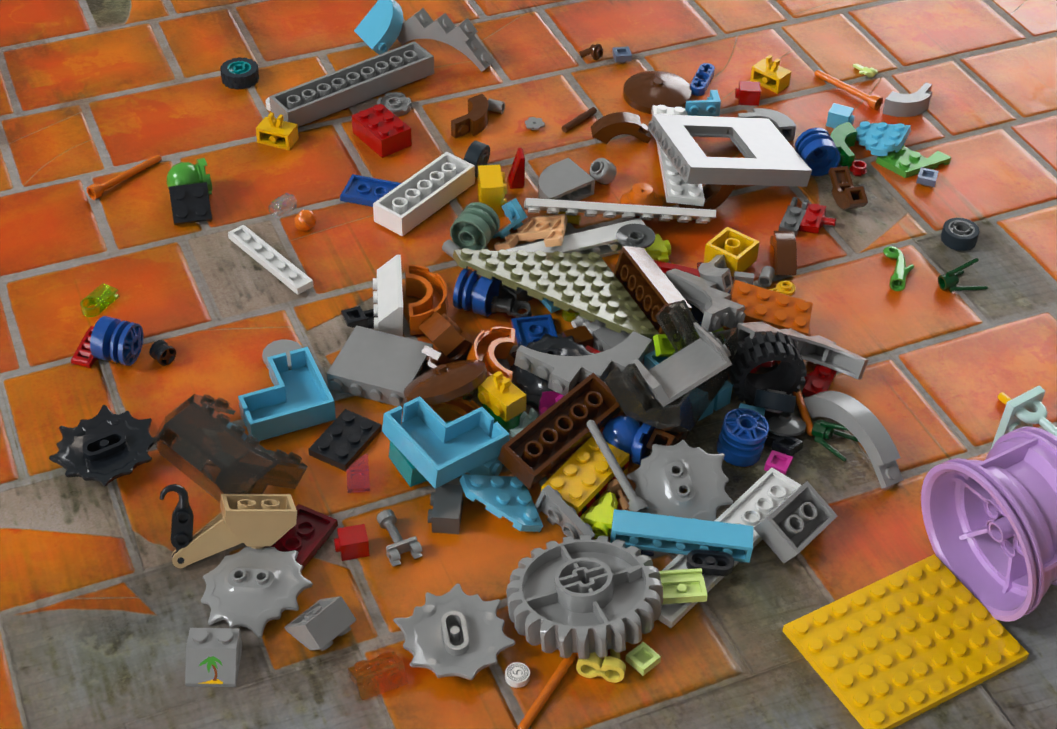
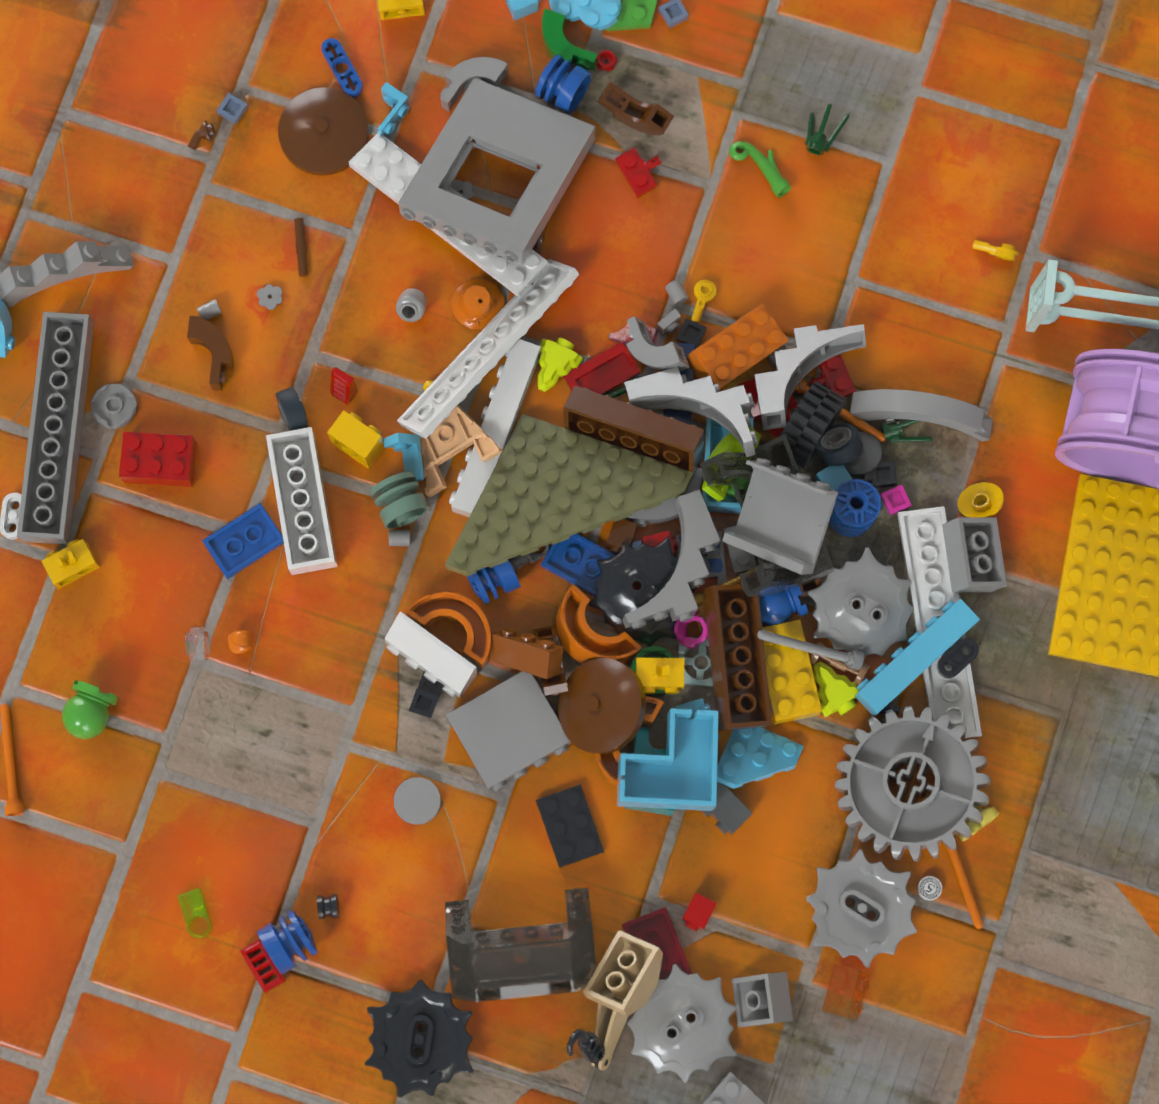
camera: 45 degrees left, 35 degrees up
(190, 203) = (125, 734): black plate -> none
(270, 259) = (270, 715): white plate -> none
(294, 401) = (500, 839): medium azure piece -> none
(358, 475) = (624, 848): clear pink slope -> none
(387, 521) = (696, 865): light grey bar -> none
(559, 512) = (818, 724): light grey wing -> none
(565, 182) = (395, 358): light grey brick -> none
(618, 124) = (358, 228): reddish brown arch -> none
(635, 235) = (543, 360): dark grey dish -> none
(643, 658) = (998, 785): yellowish green plate -> none
(683, 586) = (961, 700): yellowish green plate -> none
(738, 249) = (627, 296): yellow brick -> none
(748, 93) = (409, 49): red brick -> none
(785, 252) = (666, 249): reddish brown arch -> none
(793, 216) = (620, 189): dark grey hinge -> none
(843, 509) = (980, 500): none -> yellow dish
(960, 234) = (776, 59): black wheel -> none

